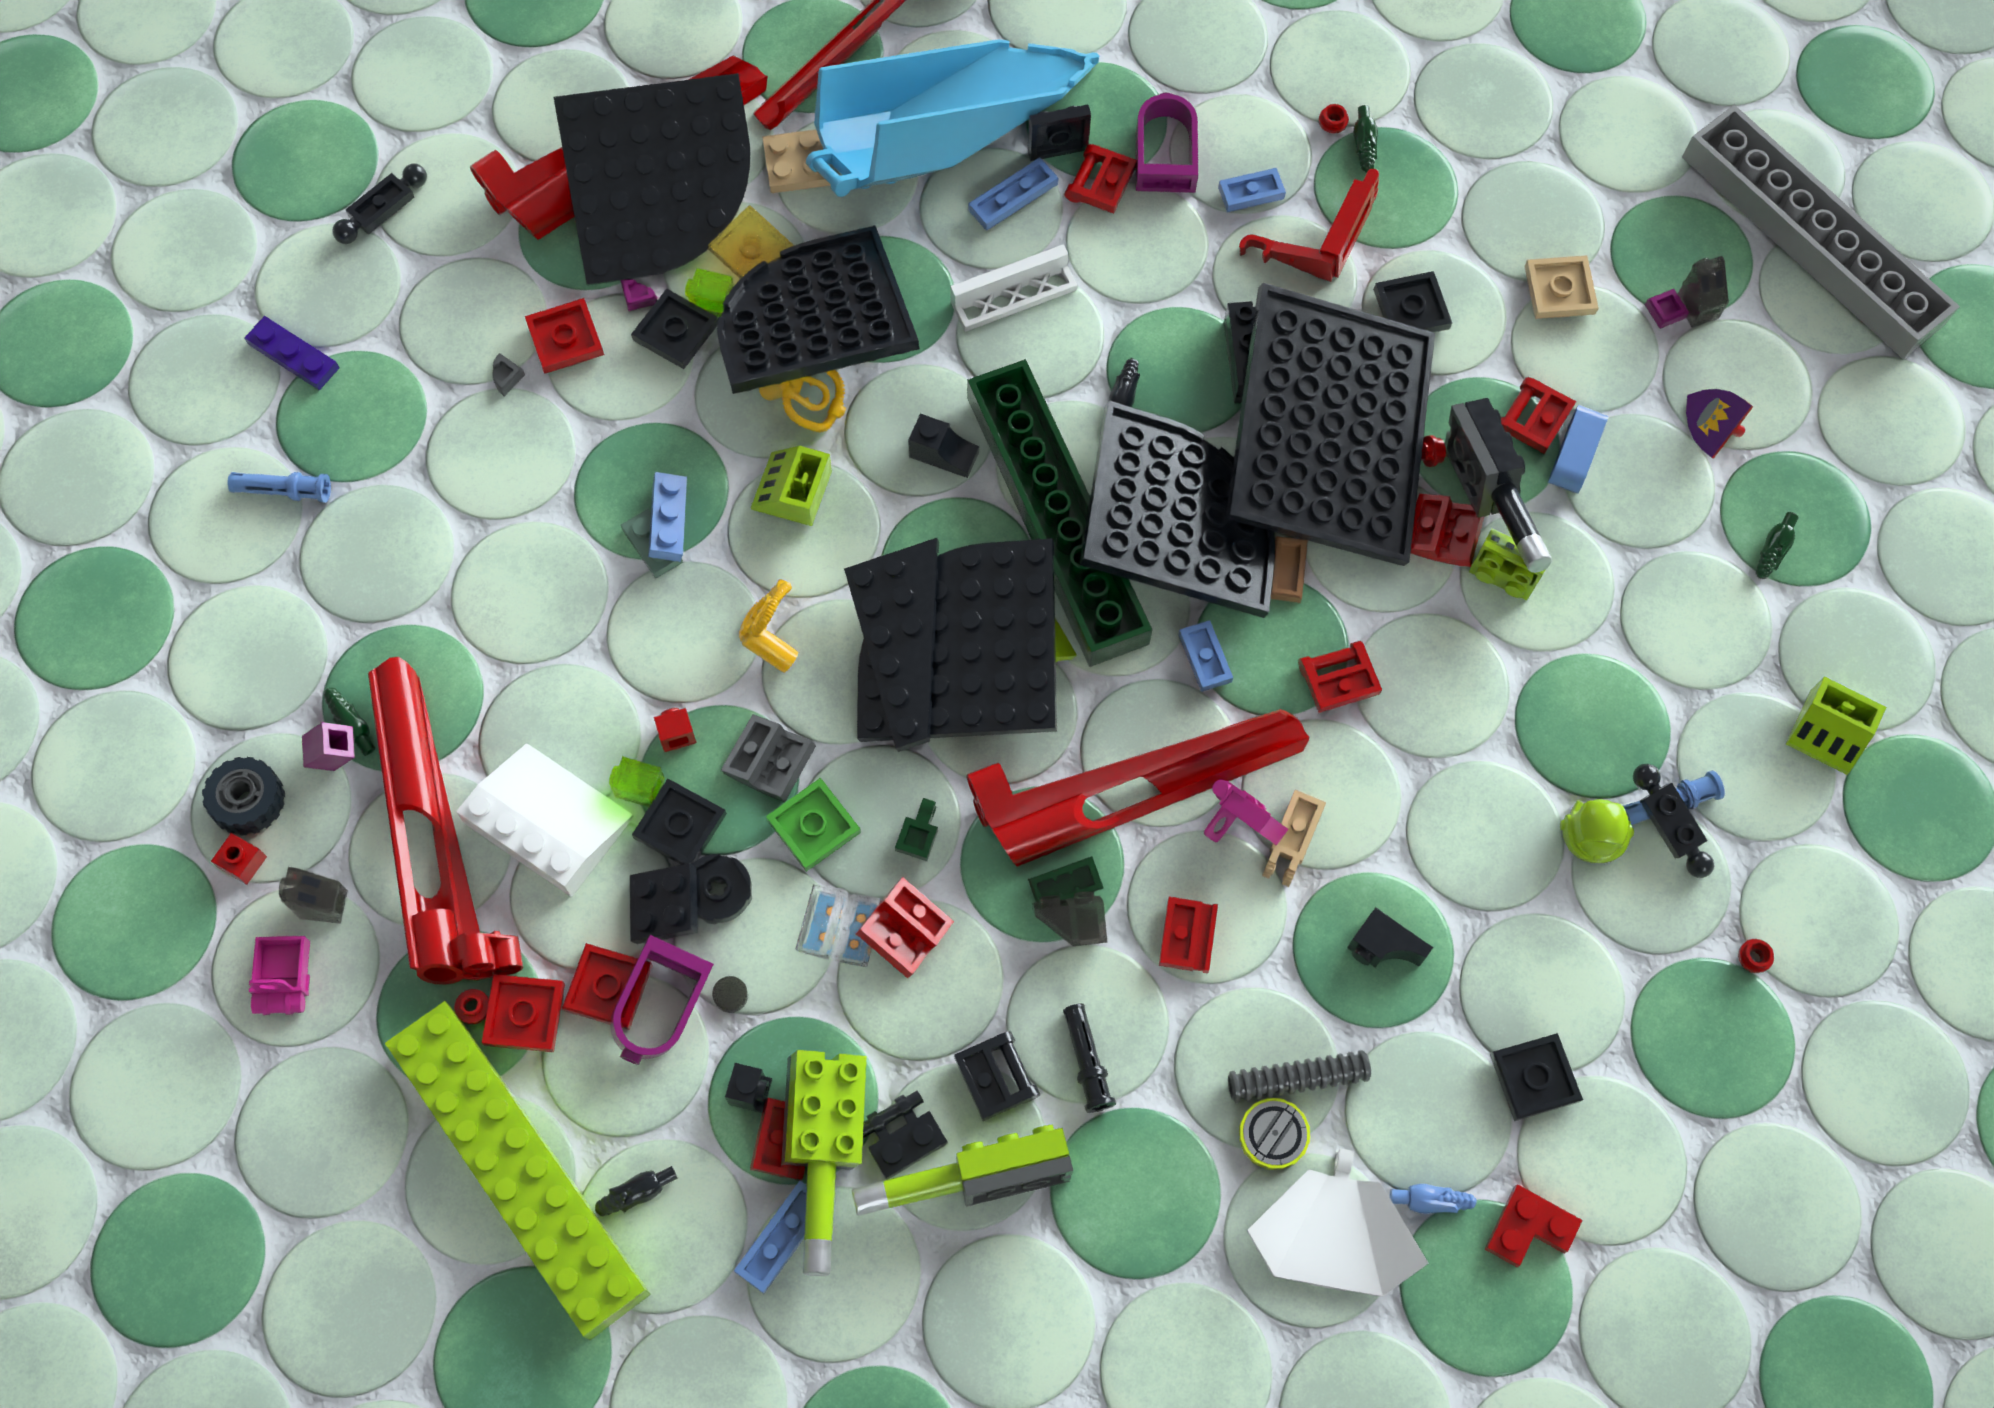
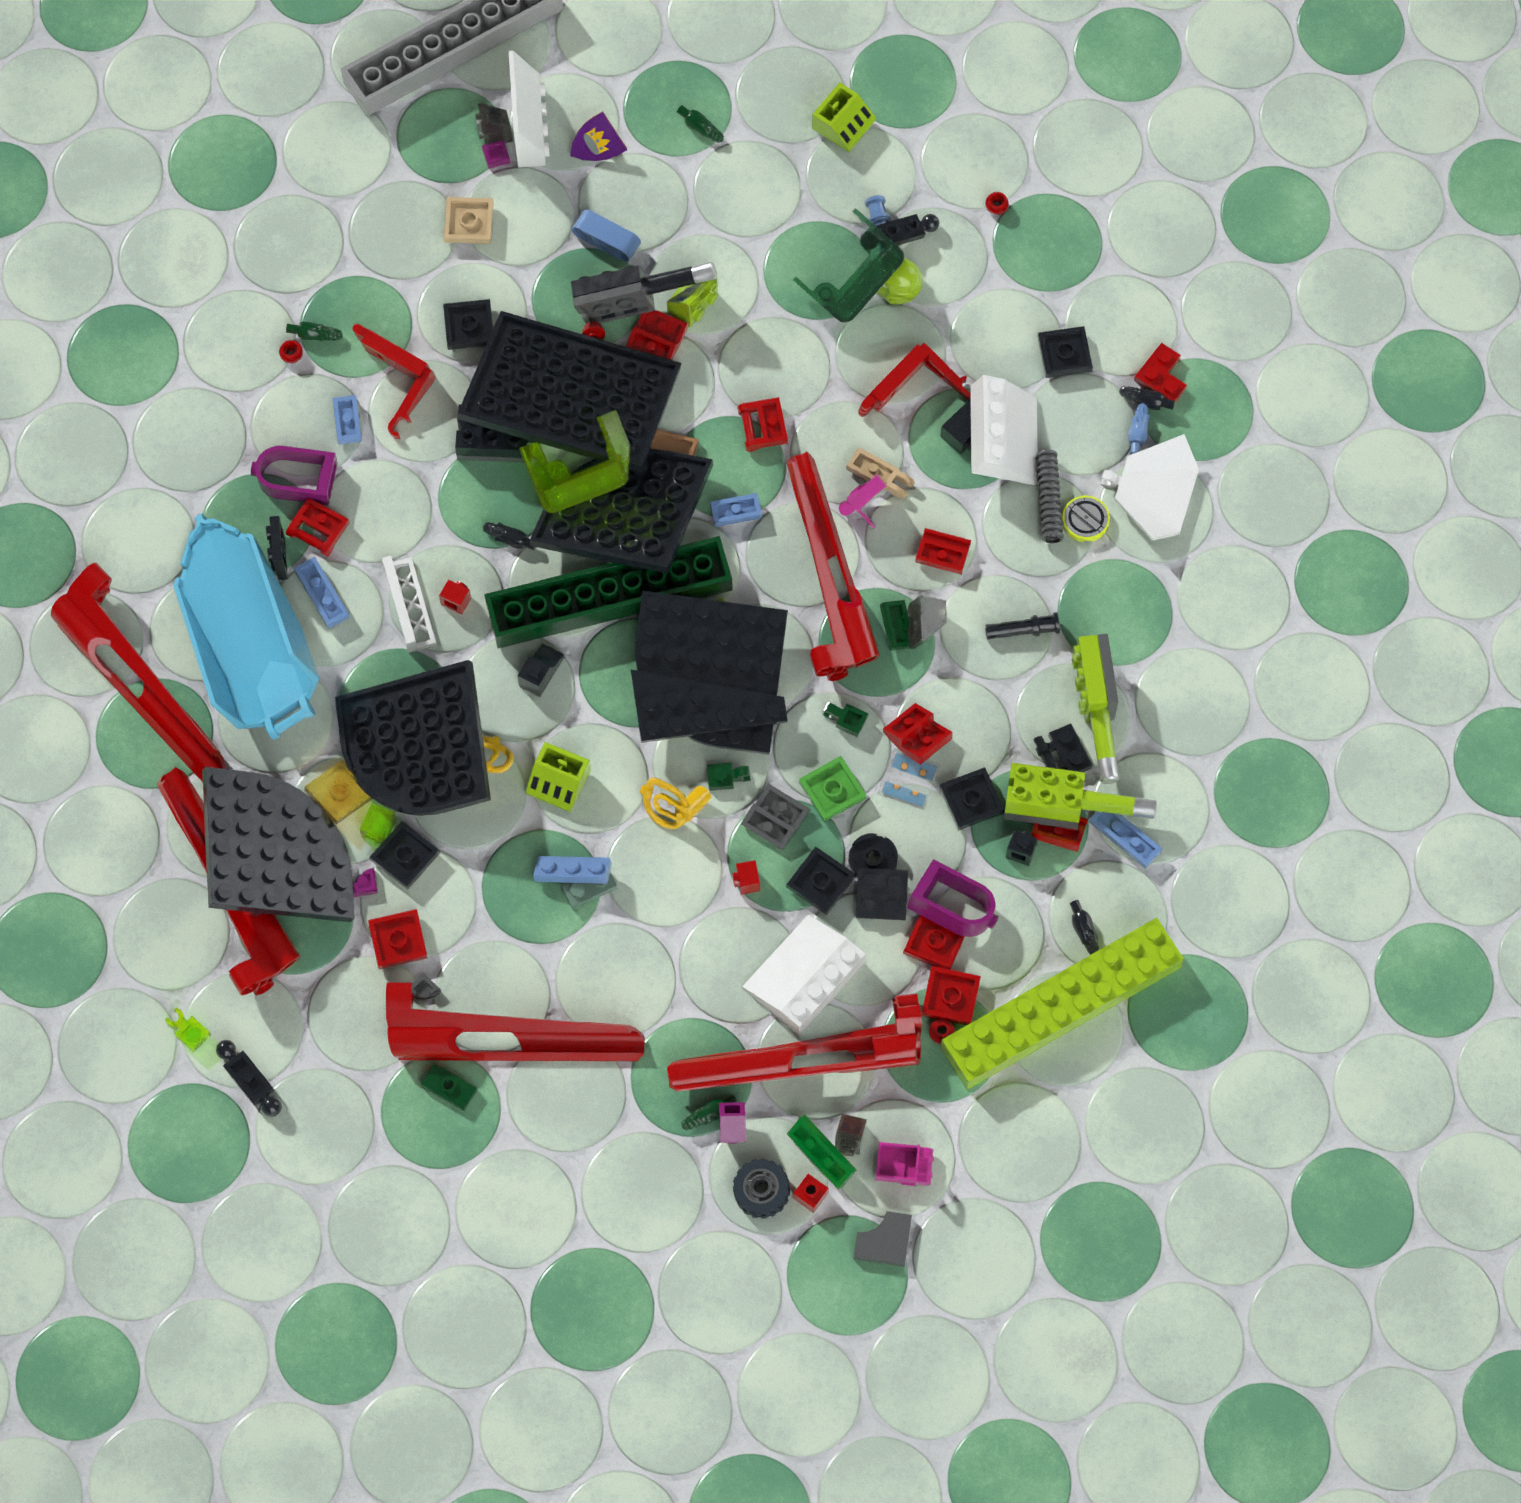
camera: 80 degrees left, 0 degrees up
(173, 964) = (885, 1243): none -> dark grey tile
(291, 352) = (377, 1153): dark purple plate -> none
(294, 486) = (502, 1150): medium blue pin -> none
(317, 844) = (821, 1152): none -> green plate
(377, 418) = (449, 1087): none -> dark green plate
(433, 383) = (432, 1035): none -> red panel
(437, 137) = (189, 1032): none -> clear neon green plate
(636, 781) = (785, 906): clear neon green brick -> none
(730, 994) = (951, 856): clear smoke tile -> none
(787, 161) = (259, 752): tan plate -> none
(817, 1011) = (971, 798): none -> black plate
(820, 686) = (722, 776): none -> dark green plate
(986, 1080) = (1032, 693): black plate -> none
(1028, 338) = (455, 596): none -> red plate
(1198, 417) = (561, 489): none -> clear neon green windscreen
(1385, 998) = (1003, 431): none -> white slope
(1452, 850) = (905, 371): none -> red hinge
(1485, 1211) = (1152, 399): none -> black piece
(1542, 754) = (866, 281): none -> clear green windscreen
(1544, 420) = (576, 251): red plate -> none
(1732, 320) = (528, 113): none -> white slope

